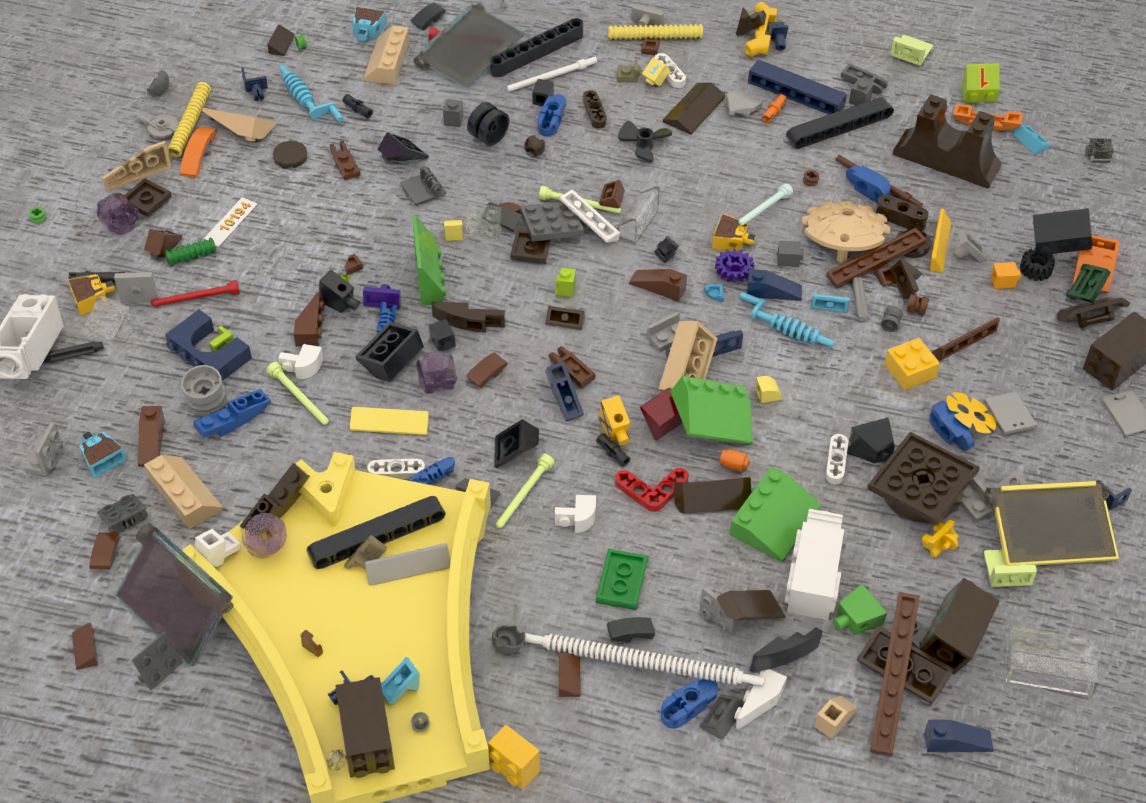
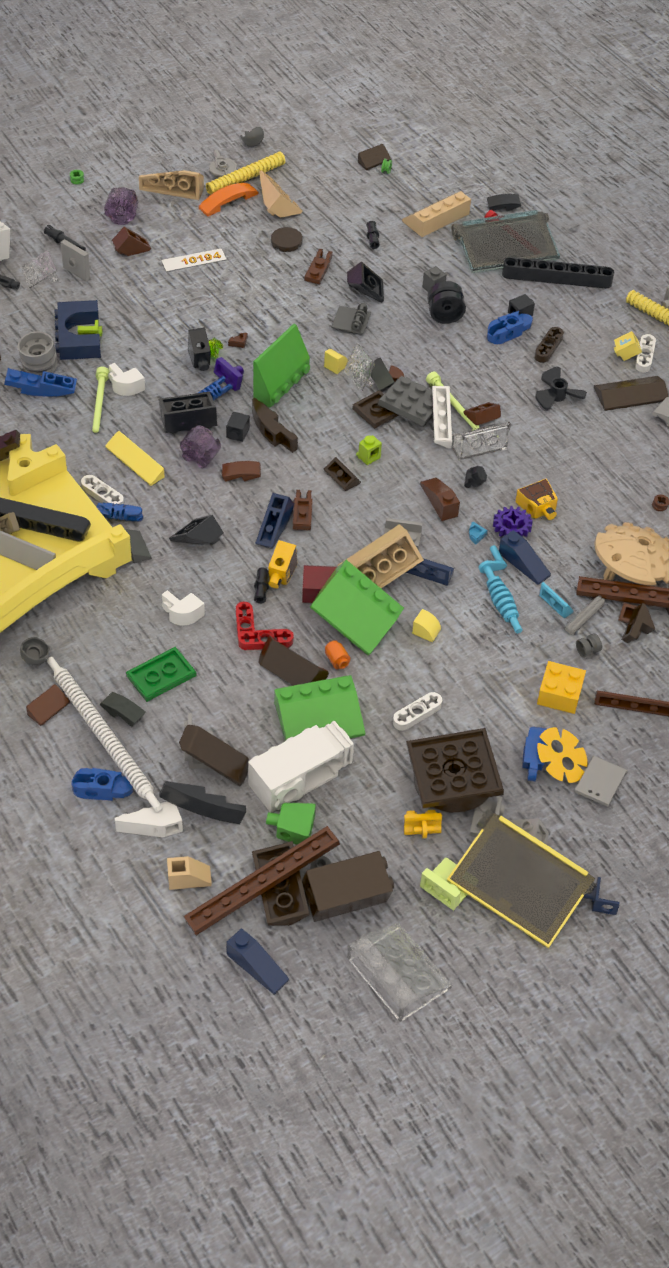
camera: 40 degrees right, 0 degrees up
(86, 291) = (44, 241): torso -> none
(148, 197) = (156, 208): dark brown plate -> none
(190, 251) = (141, 261): green piece -> none
(230, 288) = (140, 302): red piece -> none
(255, 85) = (317, 176): dark blue bracket -> none
(301, 93) = (343, 201): medium azure piece -> none
(307, 324) = (159, 358): reddish brown slope -> none
(368, 23) = (450, 181): torso -> none
(534, 145) = (466, 341): dark brown piece -> none
(545, 463) = (200, 560): yellowish green piece -> none
(580, 64) = (578, 306): white bar -> none
(629, 73) = (608, 335): olive bracket -> none
(650, 47) = (652, 327): reddish brown tile -> none
(721, 716) = (106, 813): dark grey slope -> none
(783, 192) = (621, 497): light aqua piece -> none
(789, 253) = (567, 543): dark grey brick -> none
(872, 441) = (453, 713): black slope -> none
(917, 304) = (625, 650): reddish brown wheel -> none

